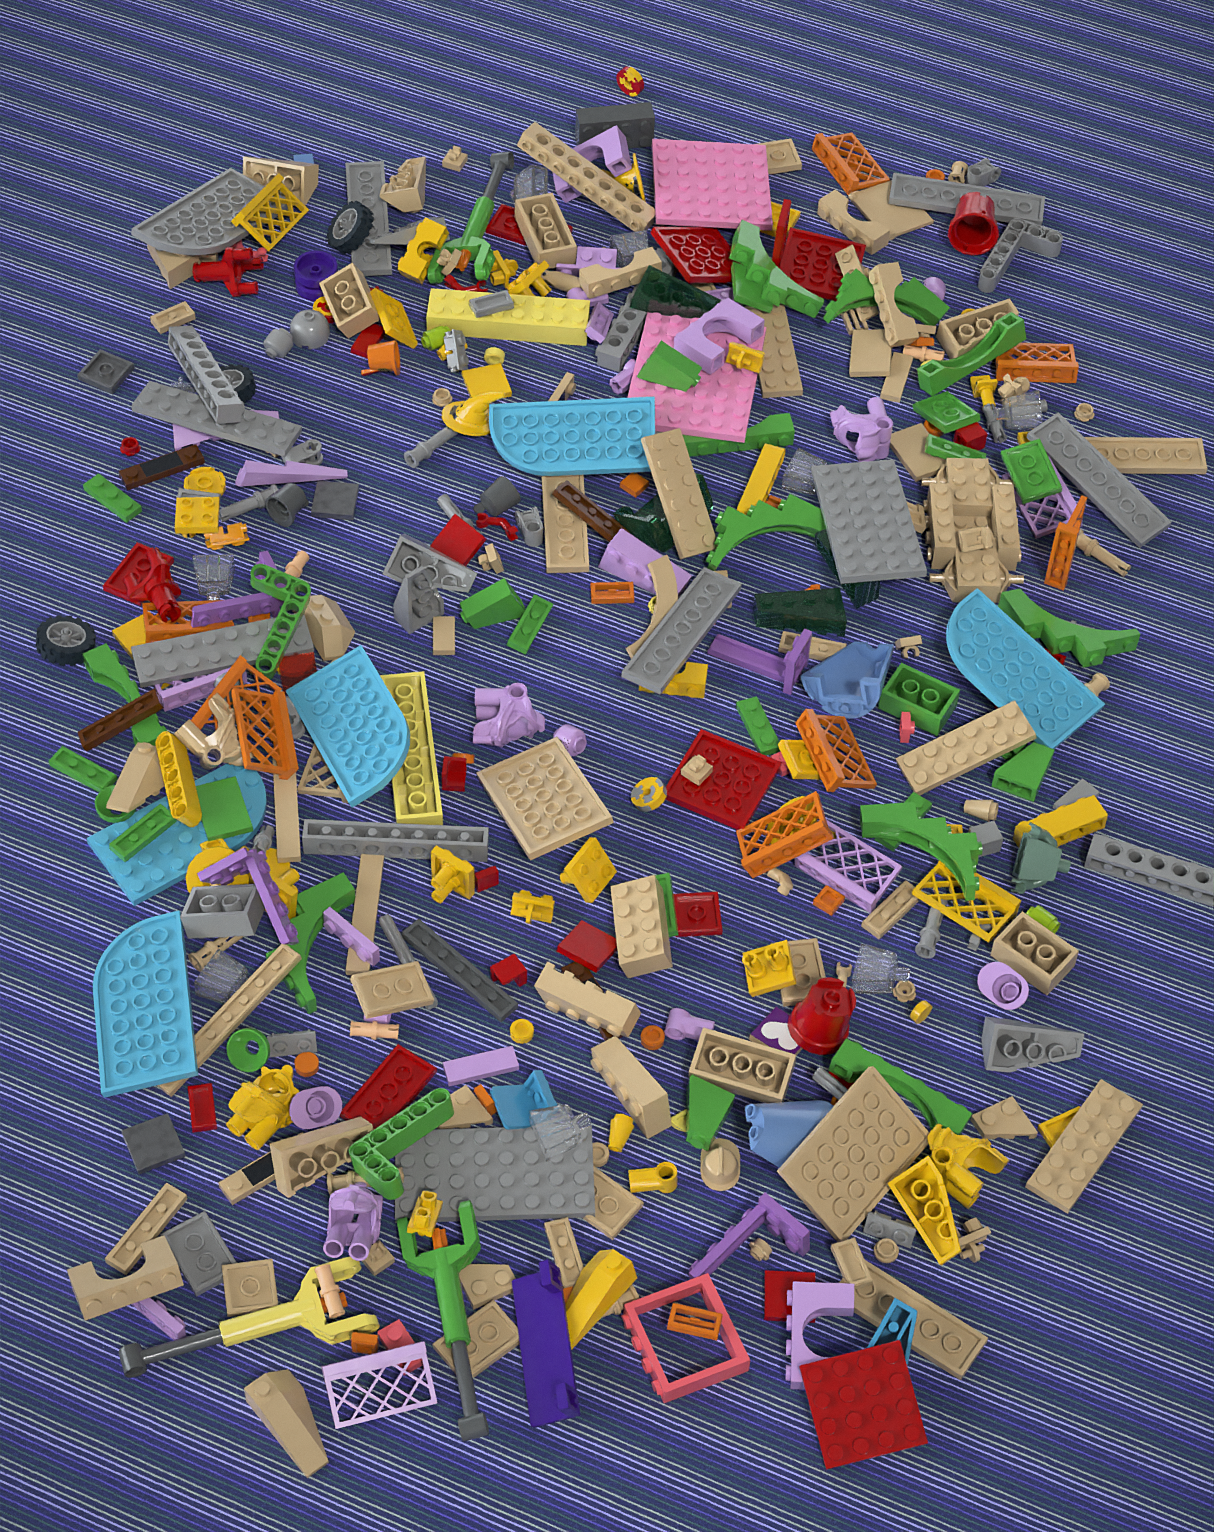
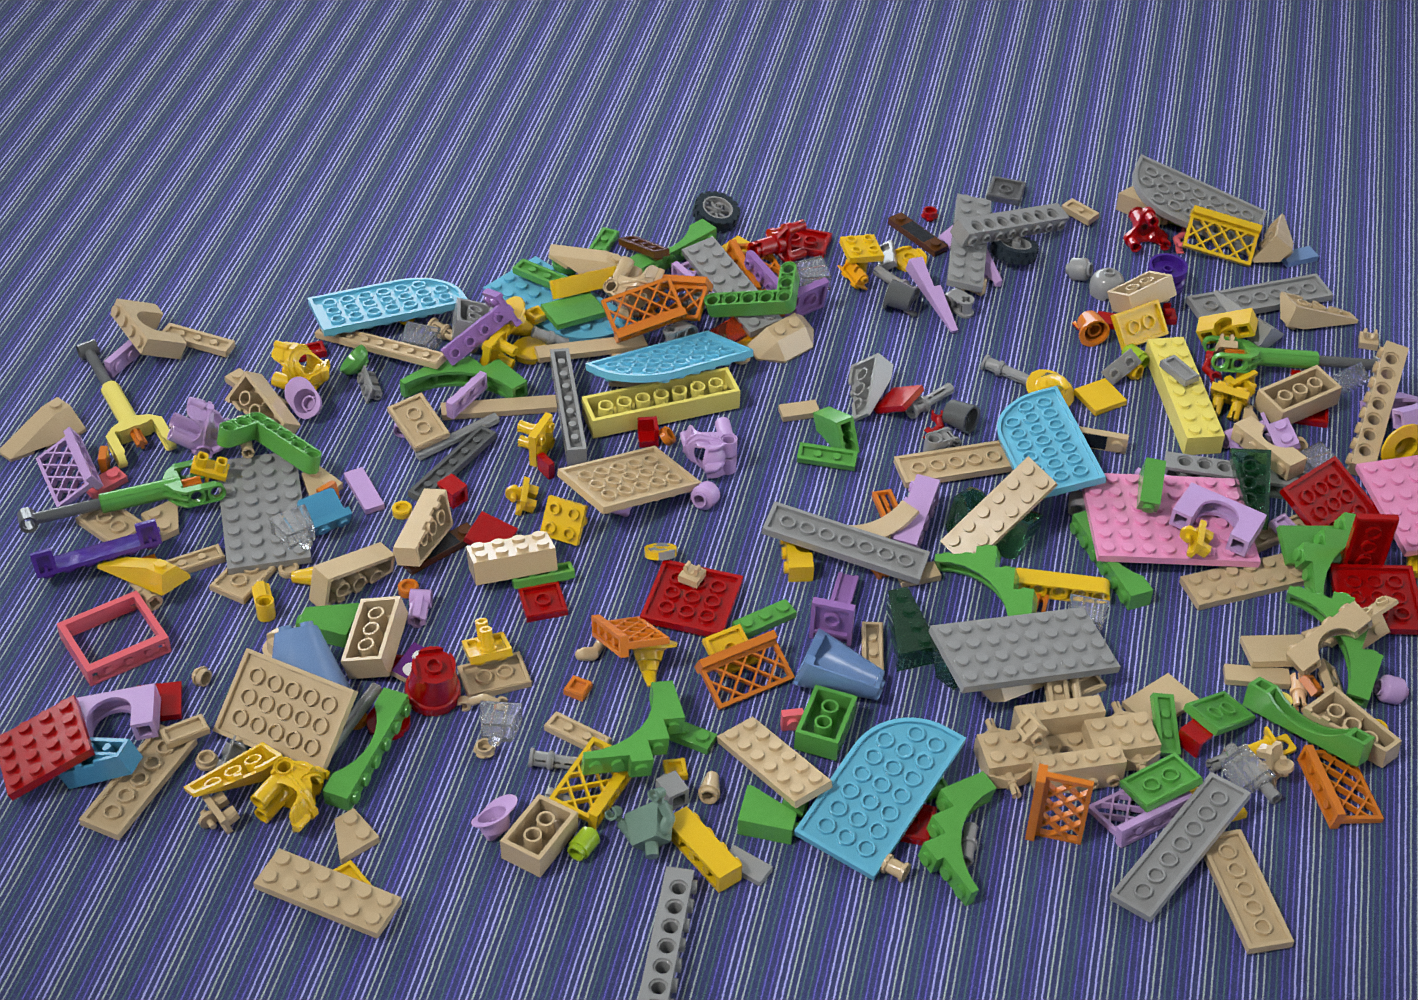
camera: 80 degrees right, 10 degrees down
(112, 498) = (874, 215): bright green plate -> none
(153, 1143) = (269, 331): flat silver tile -> none
(199, 1252) = (181, 371): light grey tile -> none
(249, 1287) = (150, 396): tan tile -> none
(295, 567) = (836, 316): light nougat pin -> none
(306, 1064) = (351, 397): orange tile -> none
(329, 1291) = (140, 427): light nougat pin -> none
(335, 500) = (923, 329): flat silver tile -> none
(350, 227) = (1230, 280): black wheel -> none
(374, 1030) = (386, 427): light nougat pin -> none
(378, 1258) = (180, 455): tan tile -> none
(390, 1087) = (337, 444): red tile -> none
(417, 601) = (811, 373): light grey wedge -> none
(442, 397) = (1068, 371): tan plate -> none
(491, 559) = (892, 424): tan tile -> none
(494, 356) = (1131, 393): light yellow tile -> none
(587, 510) = (967, 470): reddish brown plate -> none
(599, 323) = (1200, 446): lavender plate -> none
(673, 1324) = (127, 633): orange tile -> none
(778, 1222) = (216, 678): medium lavender bracket -> none
(841, 883) = (597, 684): lavender fence -> none
(873, 430) = (1152, 652): lavender helmet -> none
(909, 643) = (895, 712): tan tile -> none
(920, 1011) = (461, 760): yellow tile -> none
(1019, 1044) = (437, 833): light grey wedge -> none
(1084, 412) = (1284, 834): tan plate -> none
(1092, 548) = (1086, 854): tan pin -> none

